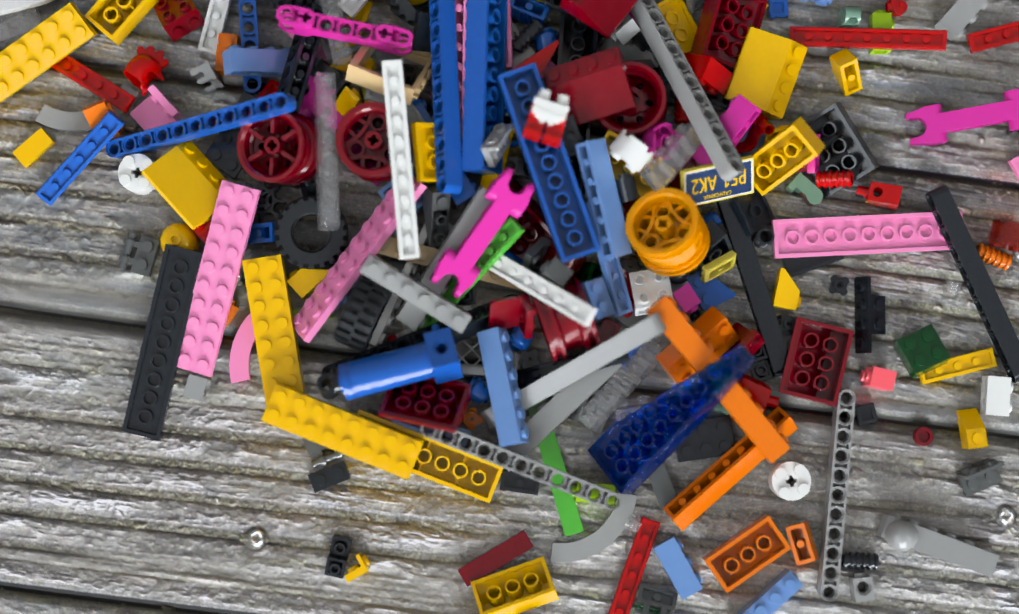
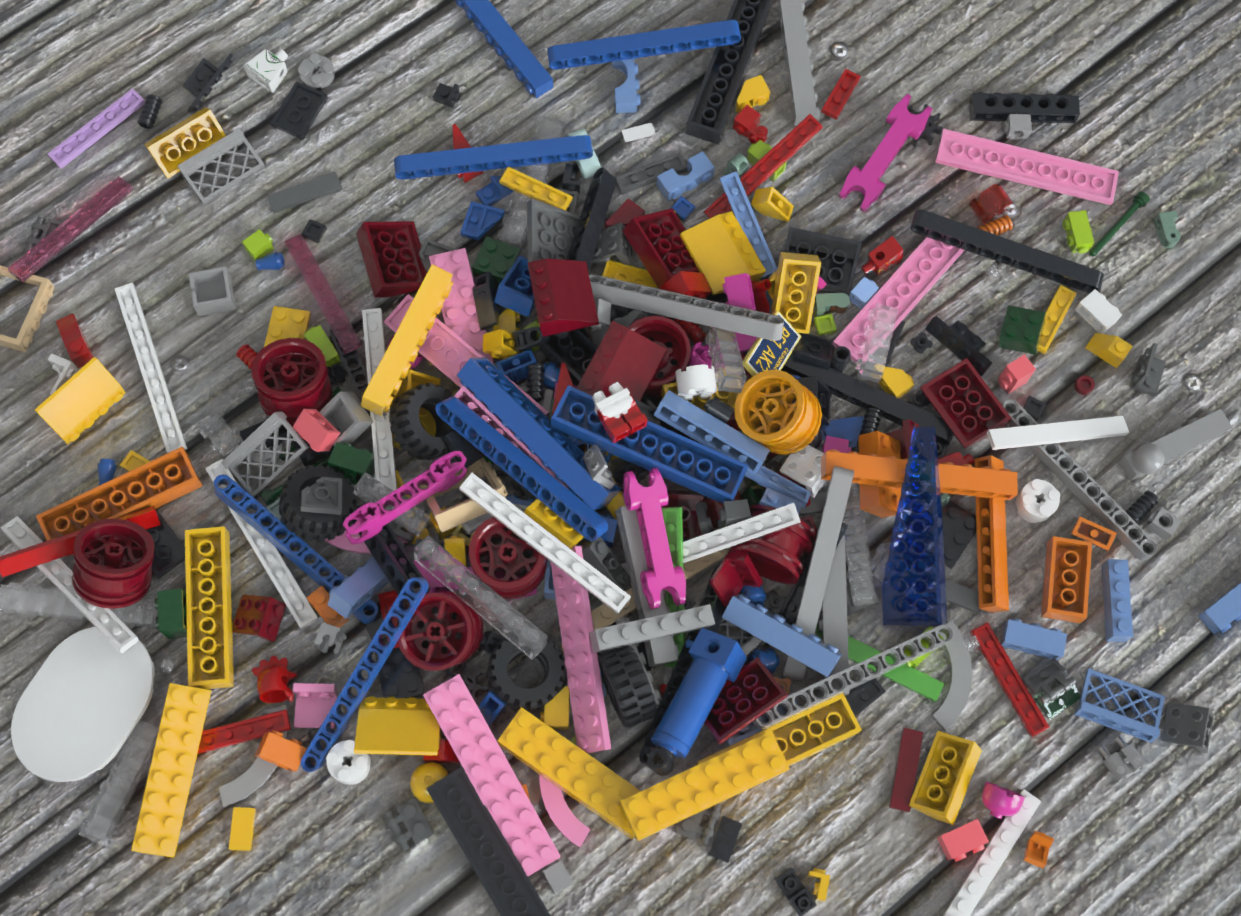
camera: 55 degrees left, 15 degrees down
(80, 158) = (290, 796): blue tile -> none
(718, 266) = (832, 408): light yellow tile -> none
(735, 305) = (871, 421): none -> black piece
(784, 200) = (825, 324): none -> lime tile
(802, 253) = (877, 342): none -> clear brick
(811, 66) = (745, 216): none -> medium blue plate
(834, 179) = (844, 274): red piece -> none
(838, 206) = (863, 292): none -> light blue brick
(858, 449) = (1057, 432): none -> white tile

